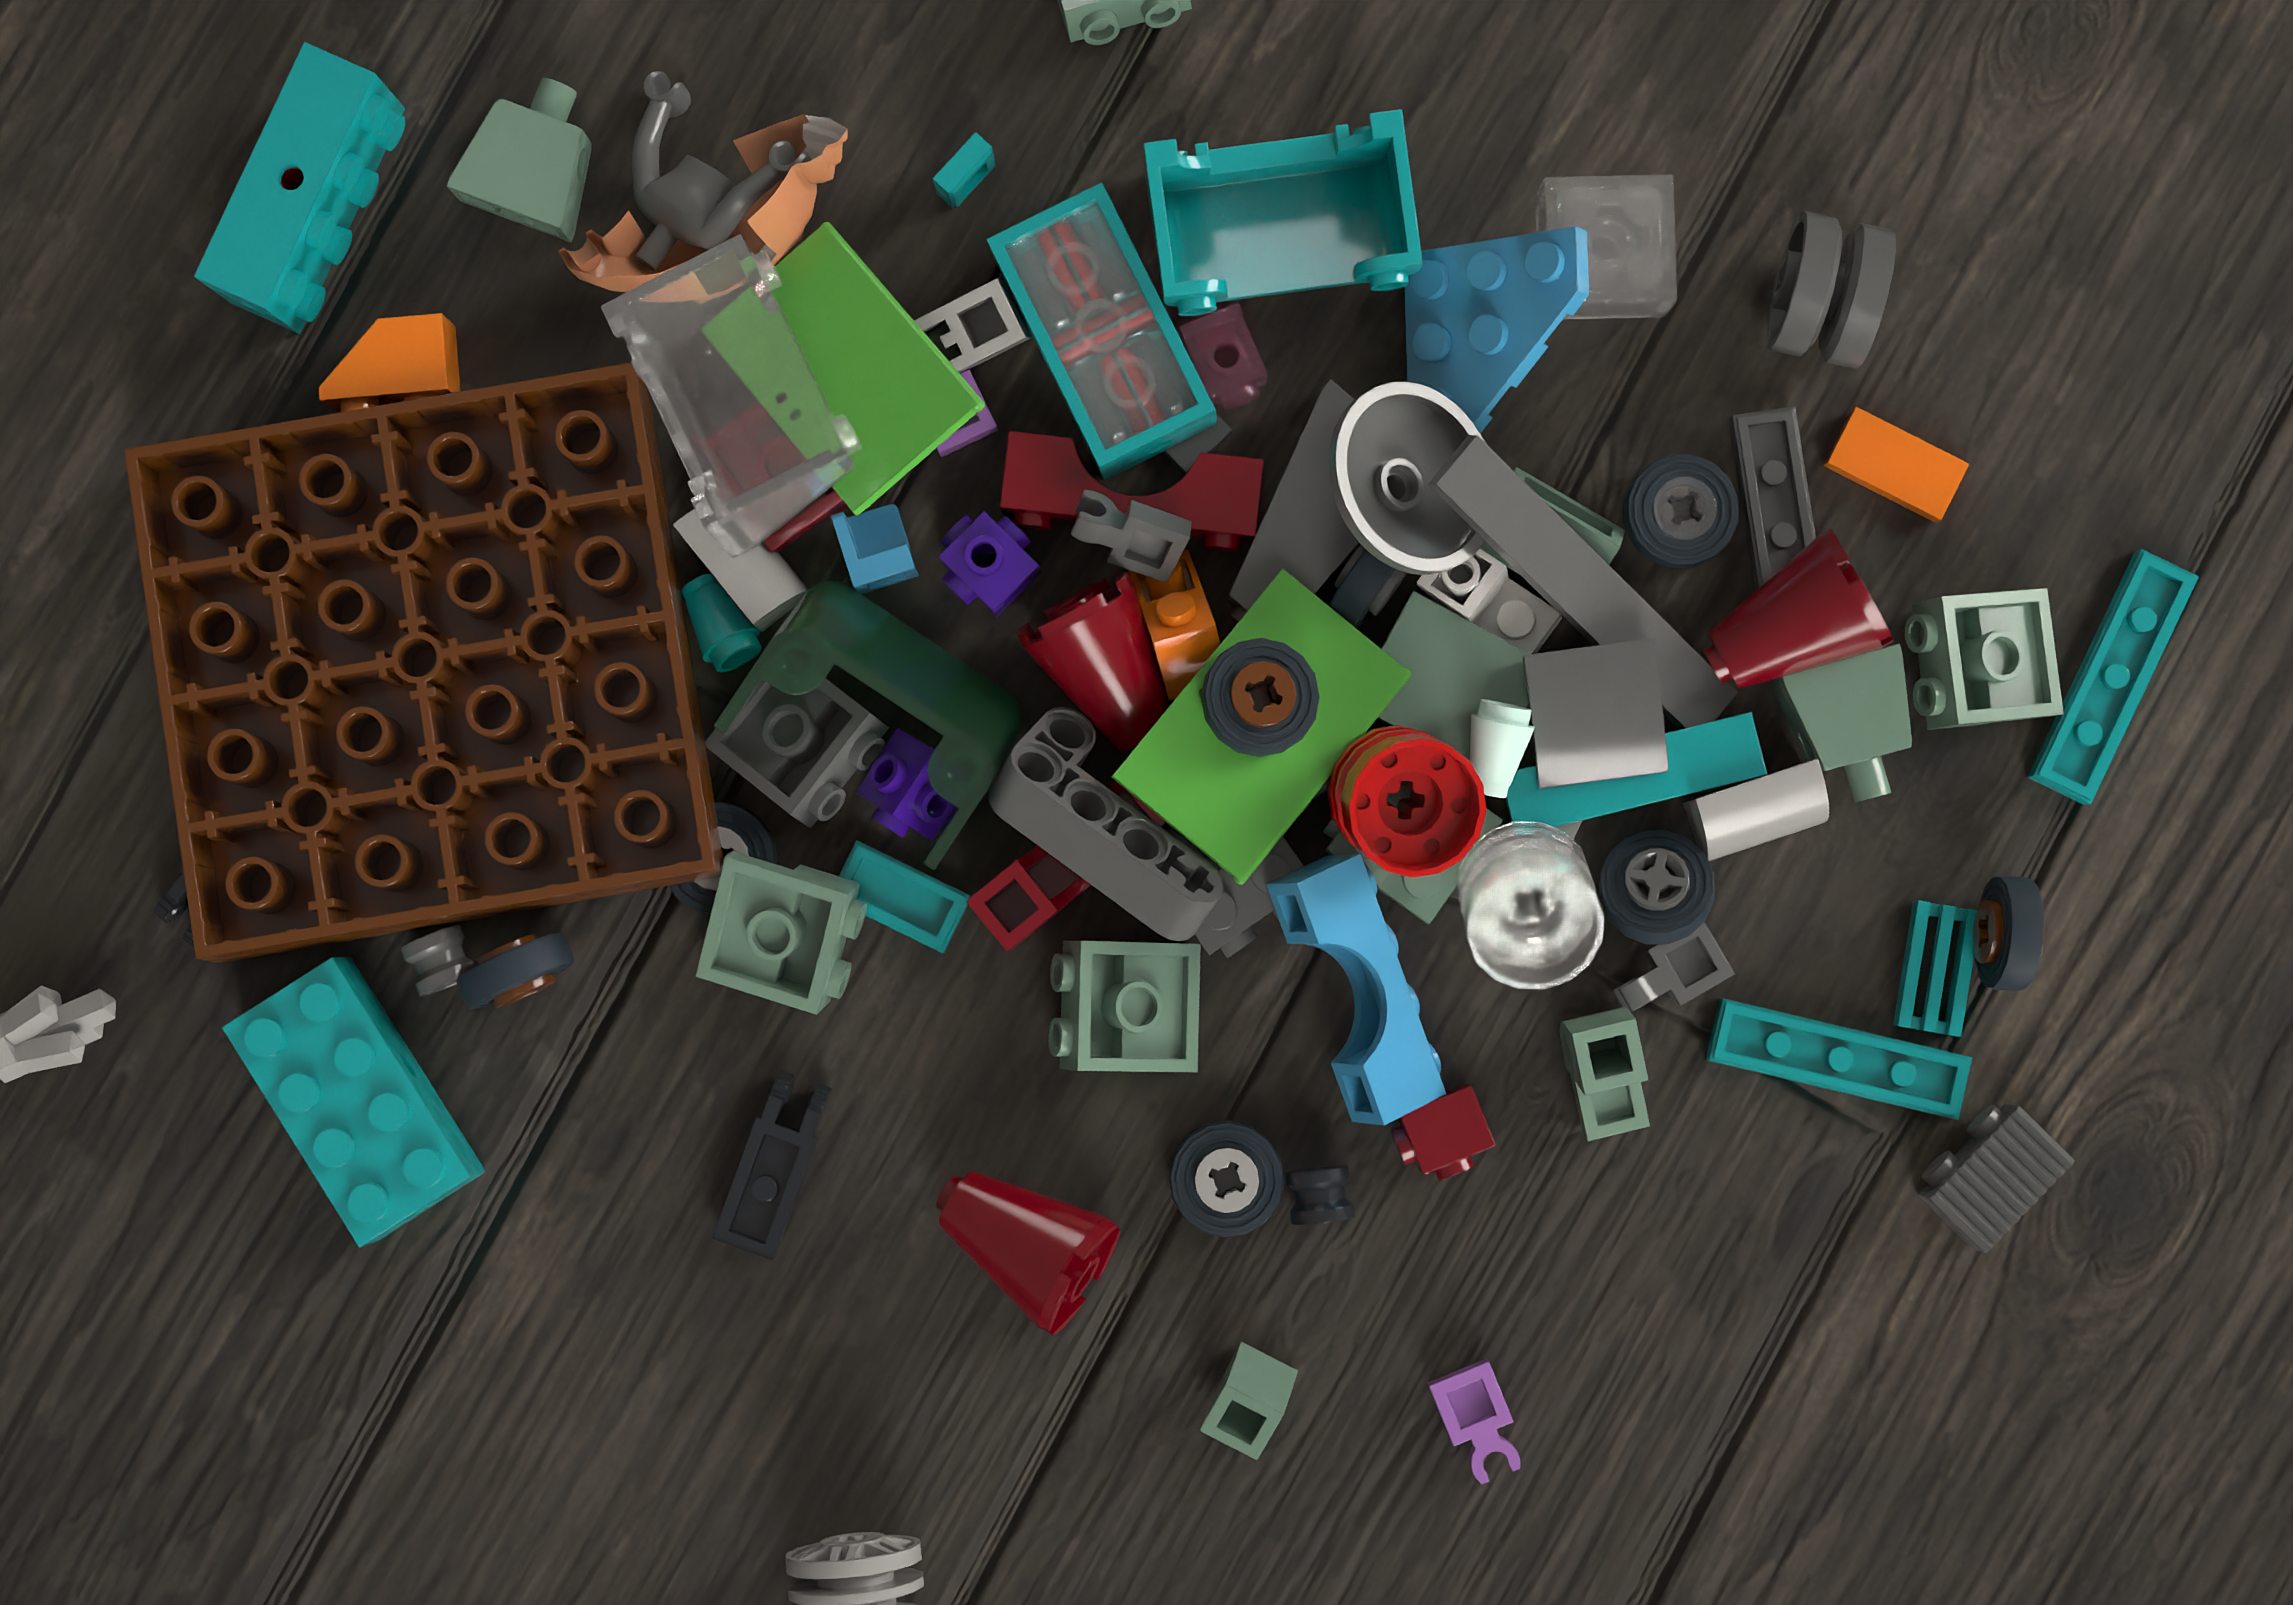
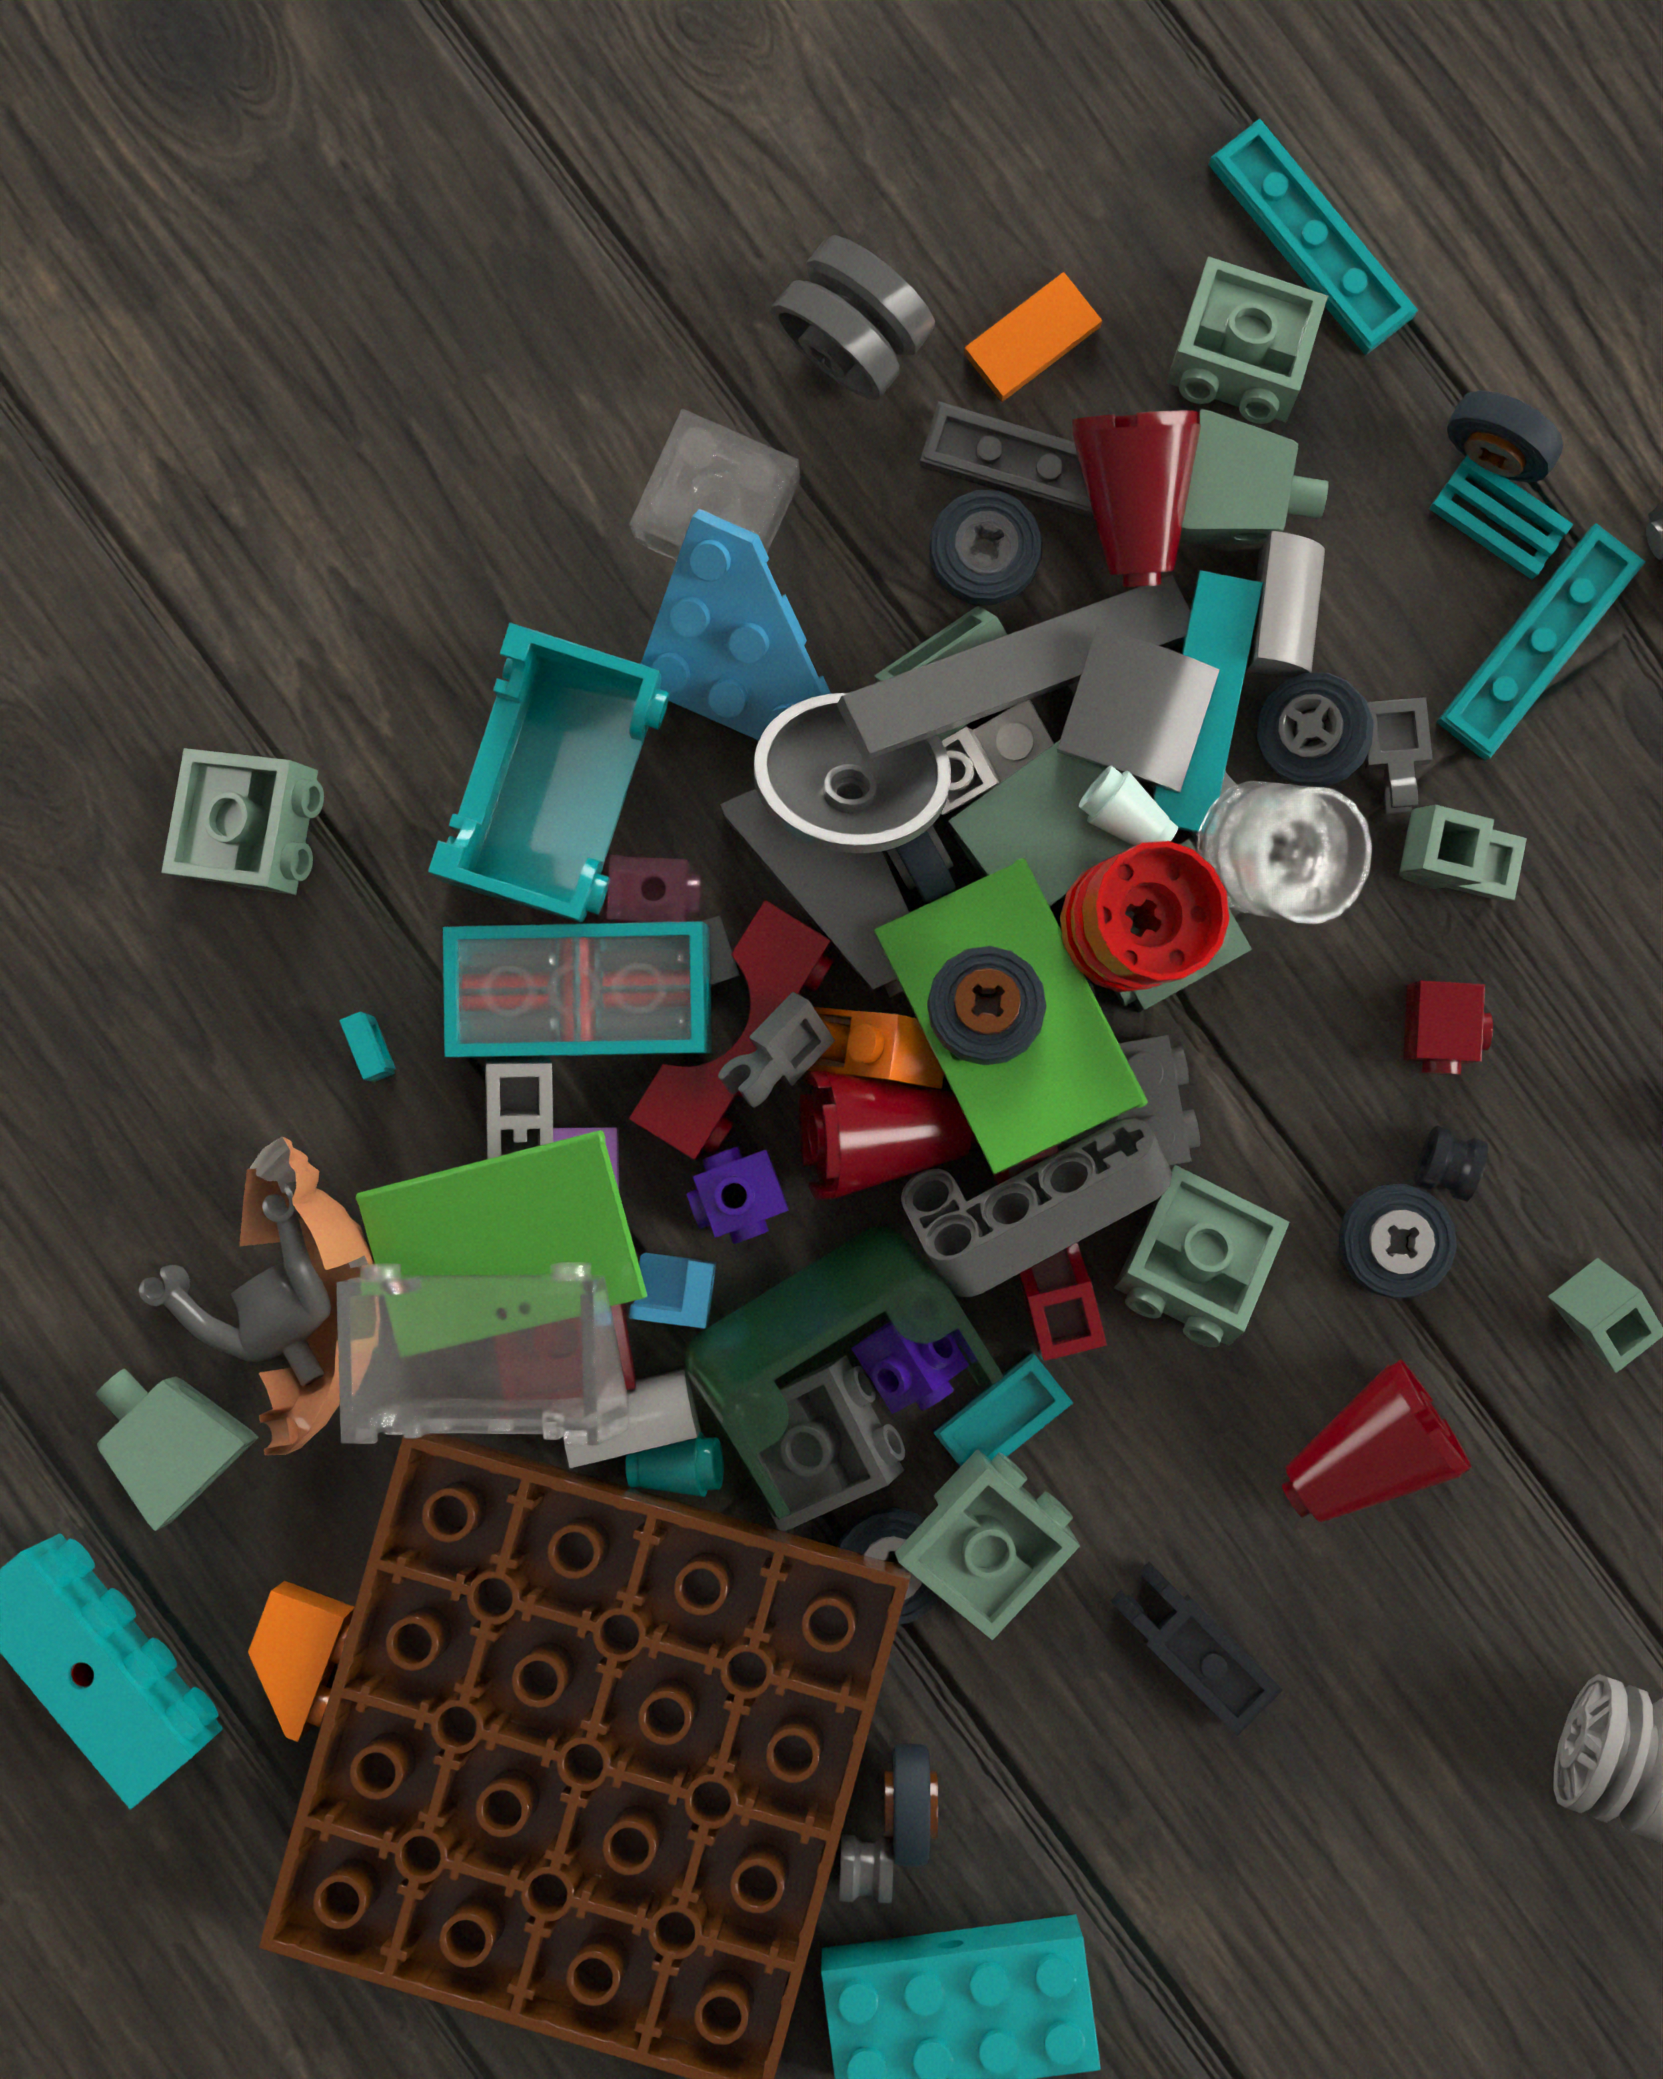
camera: 60 degrees left, 0 degrees up
(1387, 1058) = (1361, 1046): dark azure arch -> none

